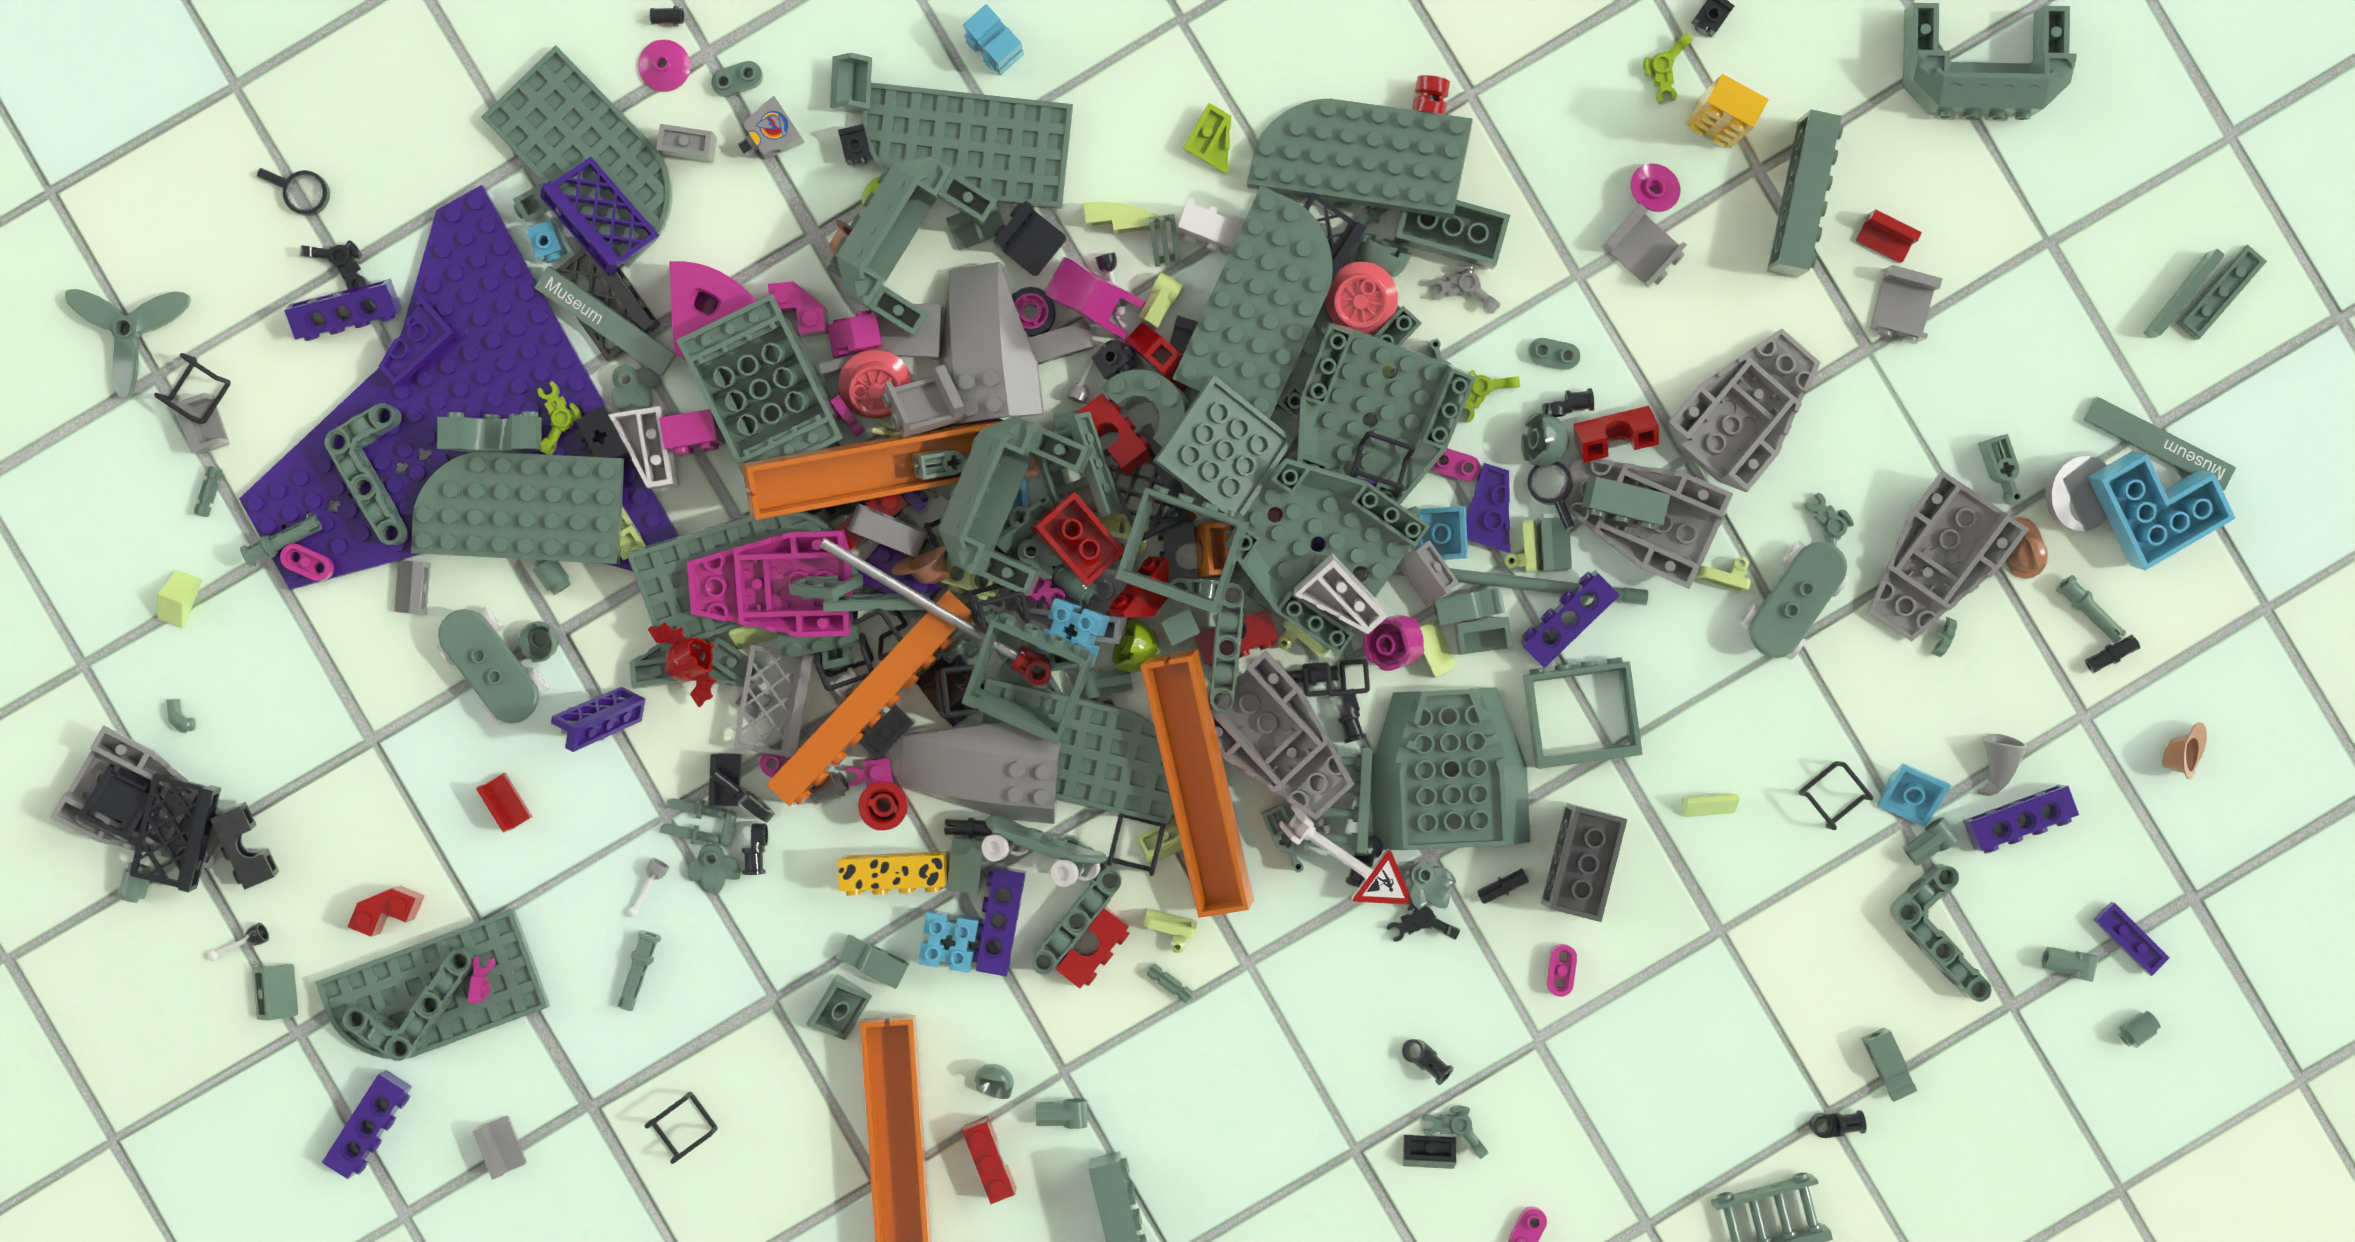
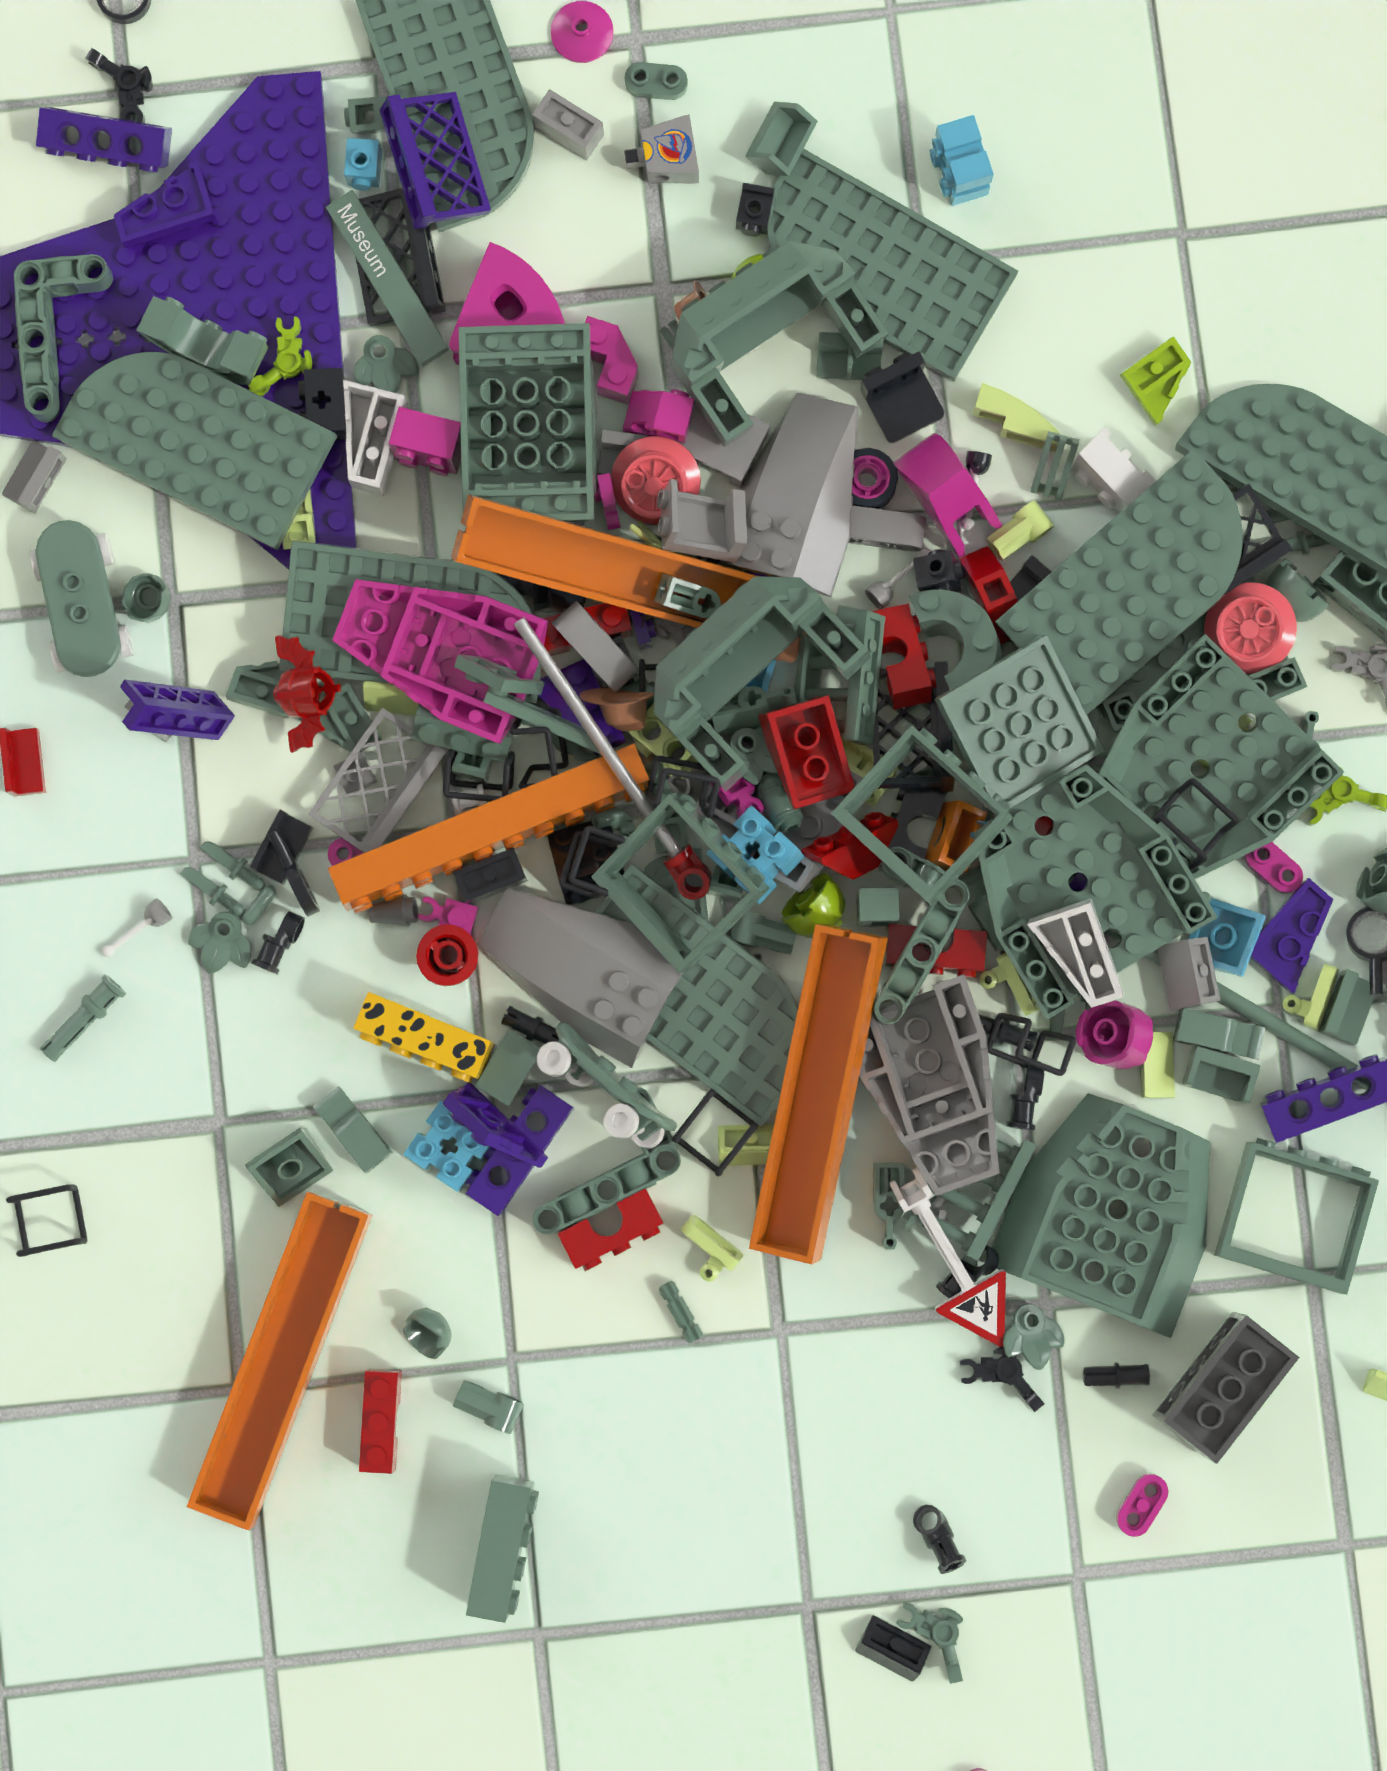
camera: 30 degrees right, 5 degrees down
(552, 576) = (195, 532): sand green brick -> none
(971, 915) = (490, 1125): none -> dark purple wing

